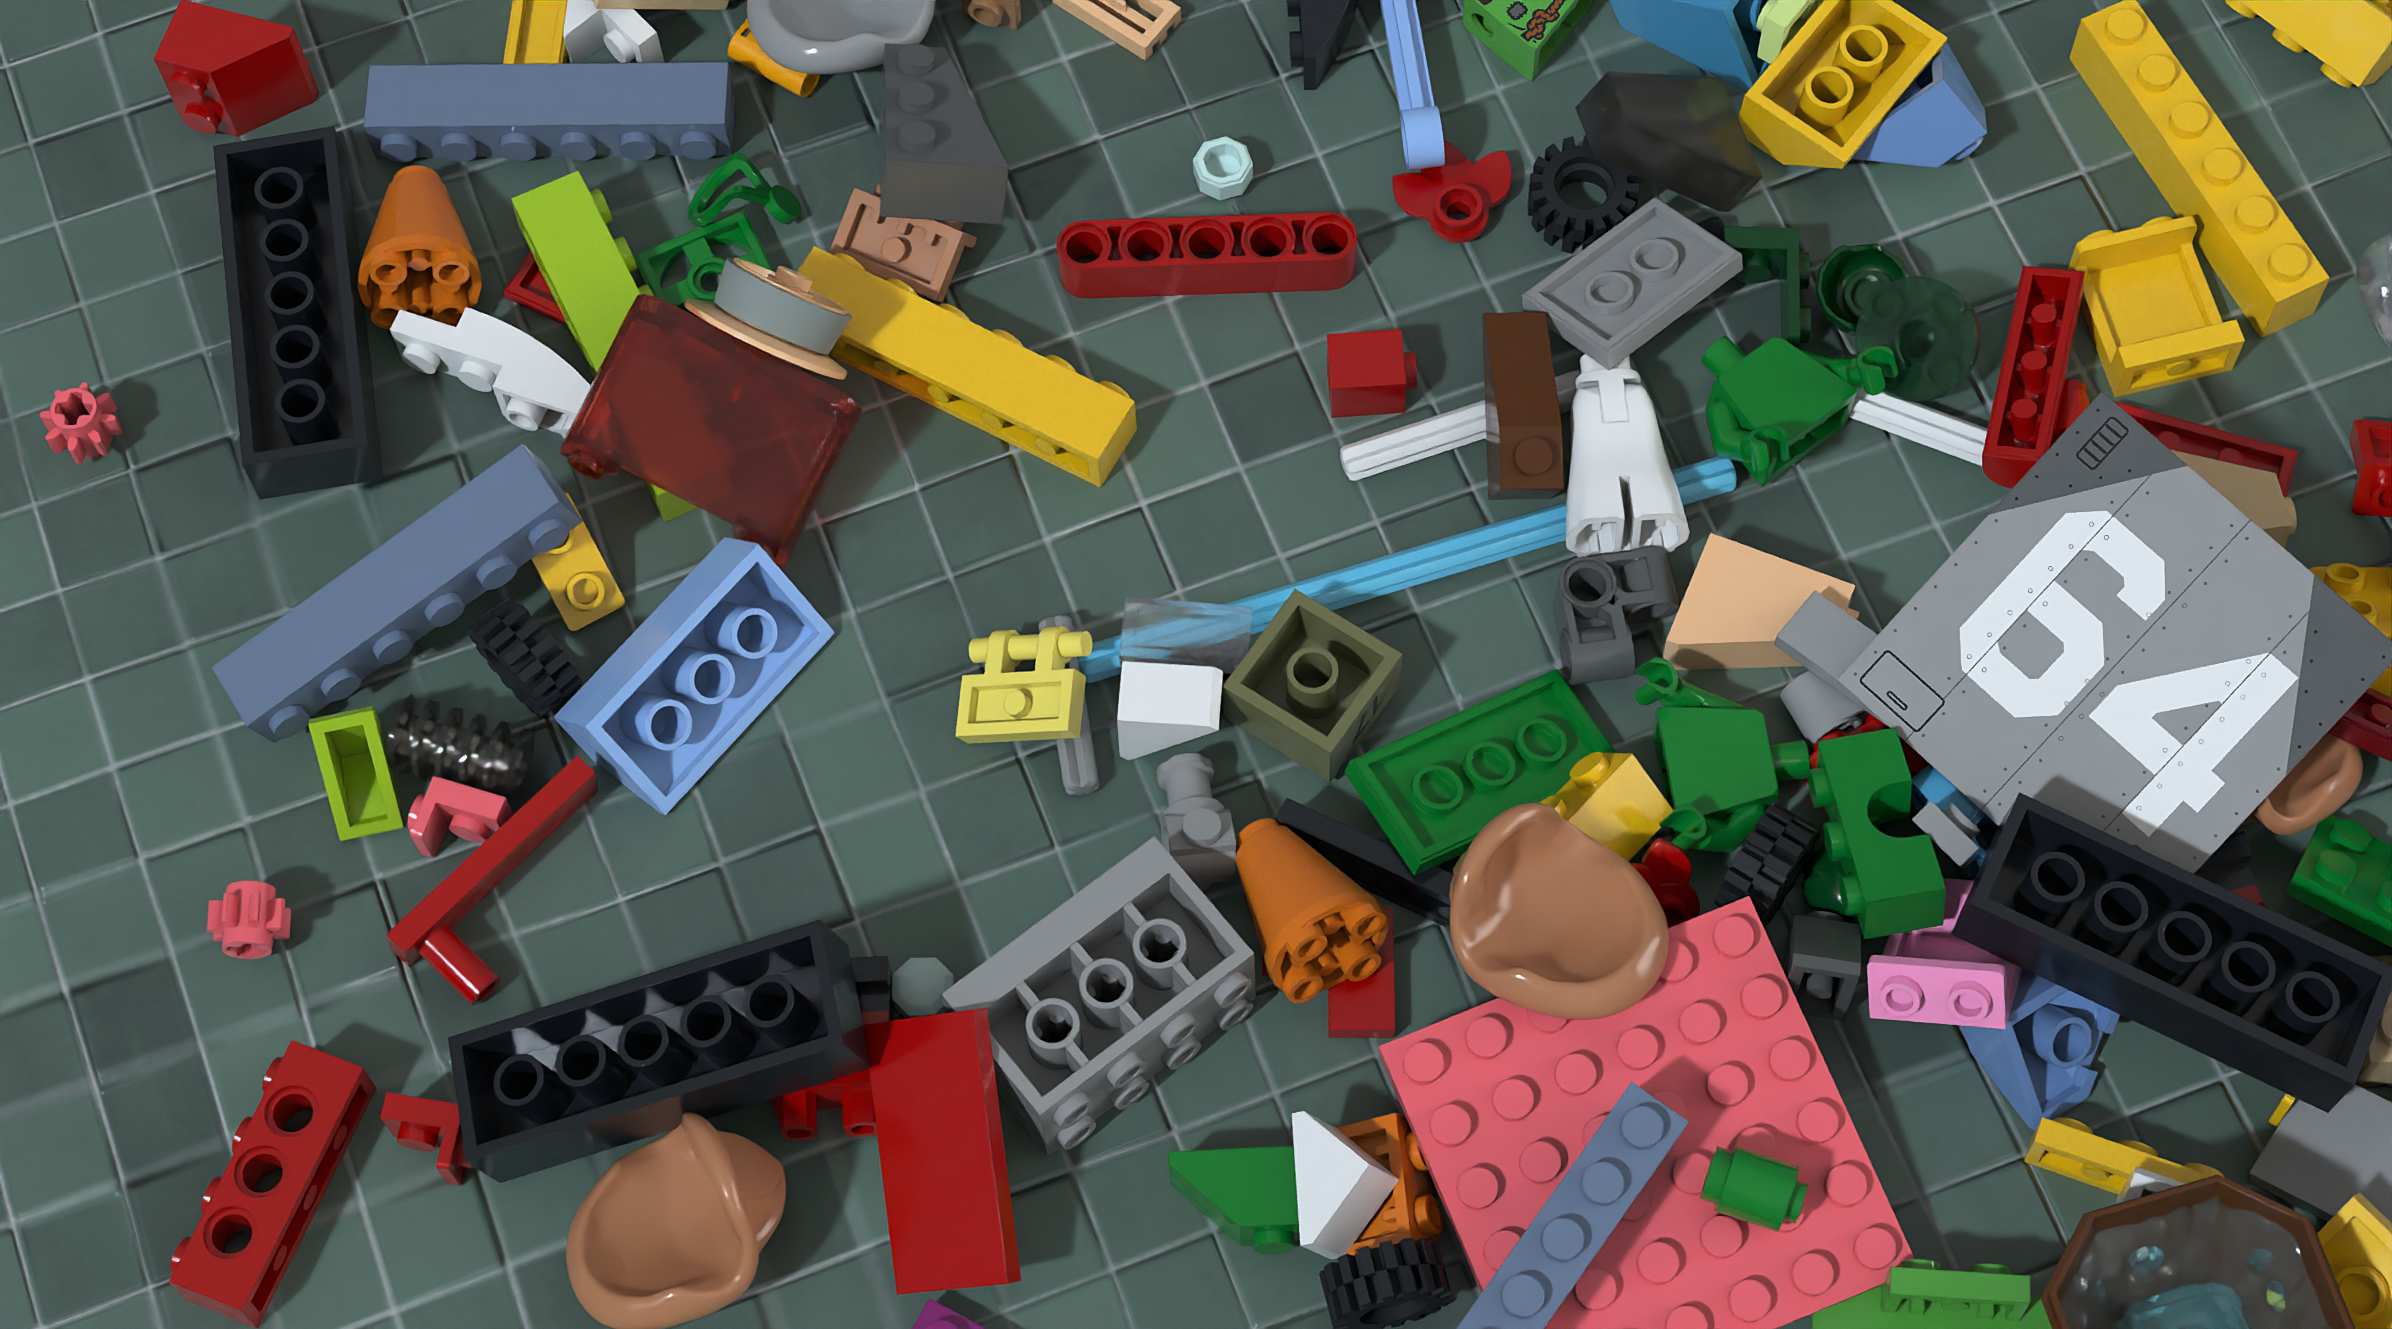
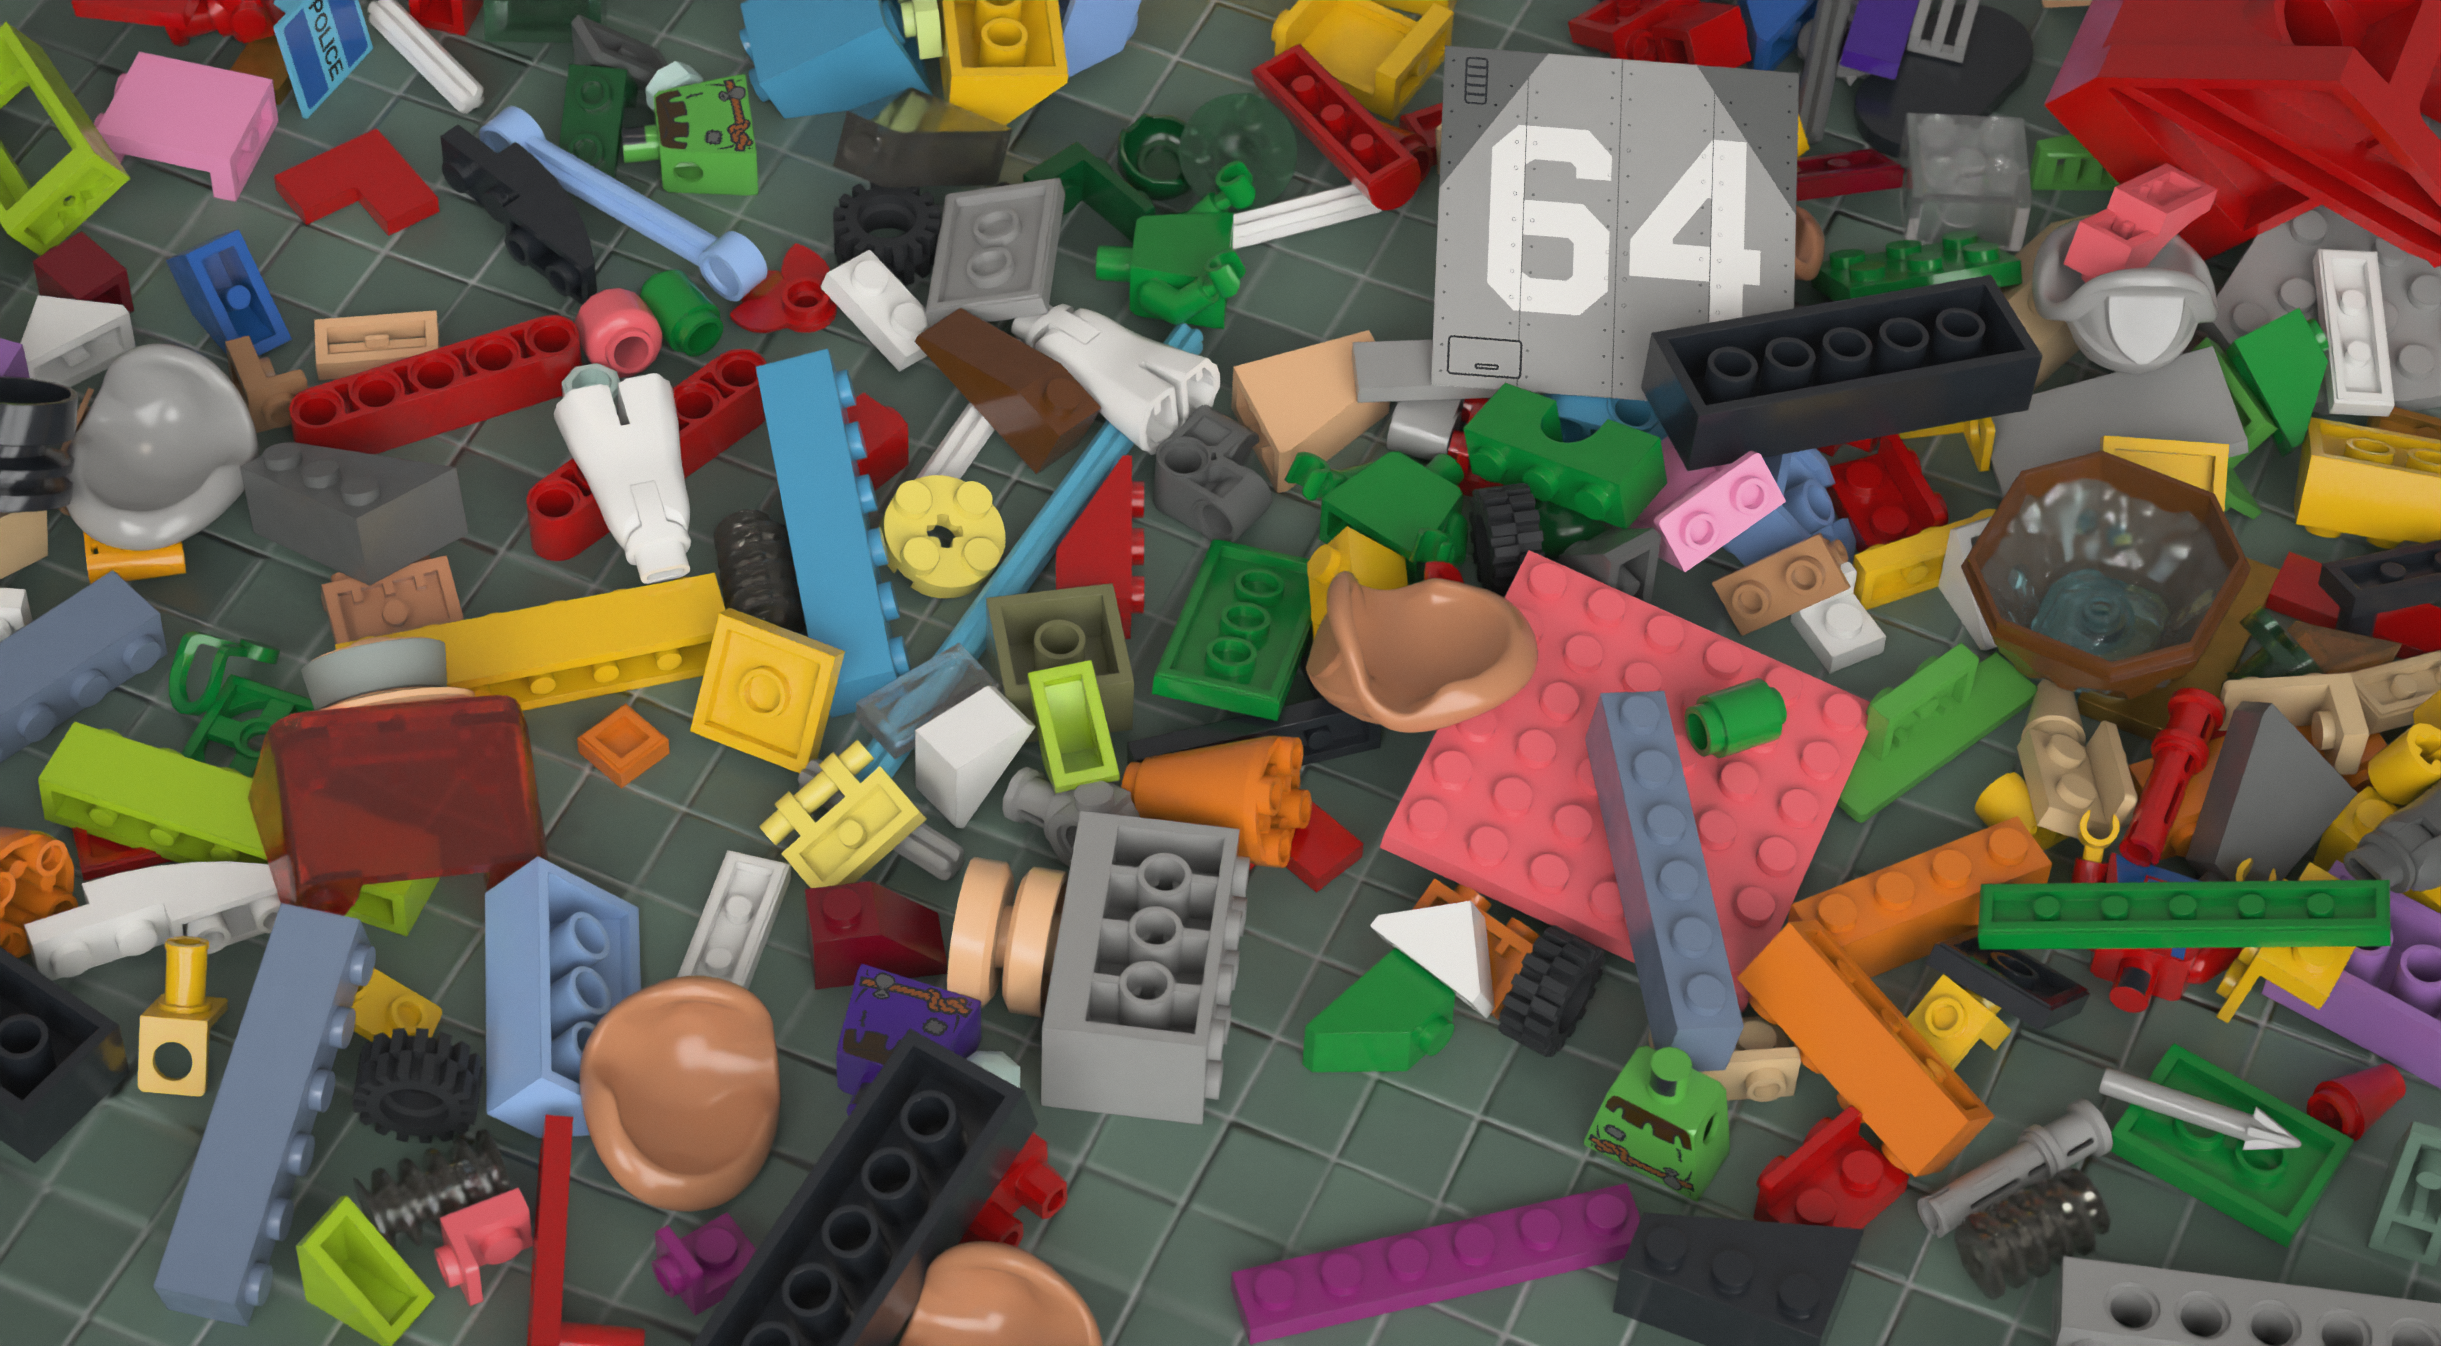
camera: 50 degrees left, 15 degrees down
(440, 463) = (180, 1017): none -> yellow bracket
(588, 958) = (702, 1262): none -> magenta bracket
(689, 817) = (683, 1091): none -> nougat piece
(866, 714) = (737, 918): none -> white tile
(890, 901) = (881, 1014): none -> dark purple torso
(942, 1152) = (1151, 1146): red tile -> none
(955, 489) = (623, 745): none -> orange tile
(957, 798) = (872, 928): none -> dark red slope
(1019, 876) = (998, 936): none -> light nougat wheel
(1076, 532) = (766, 690): none -> yellow tile
(1090, 60) = (439, 388): none -> red beam
(1149, 269) = (633, 469): none -> white piece
(1171, 430) = (758, 569): none -> clear smoke piece
(1244, 757) = (1072, 726): none -> lime slope
(1250, 432) = (829, 522): none -> dark azure brick
(1287, 130) = (619, 331): none -> coral head
(1340, 464) = (963, 510): none -> light yellow plate
(1352, 147) = (683, 311): none -> green brick
(1450, 613) = (1105, 545): none -> red slope
(1504, 255) = (879, 307): none -> white plate
(1950, 832) = (1613, 407): light grey plate -> none
(1959, 1093) = (1783, 583): none -> medium nougat hinge
(1986, 1155) = (1840, 628): none -> white bracket
(2142, 1086) = (1886, 495): none -> red bracket

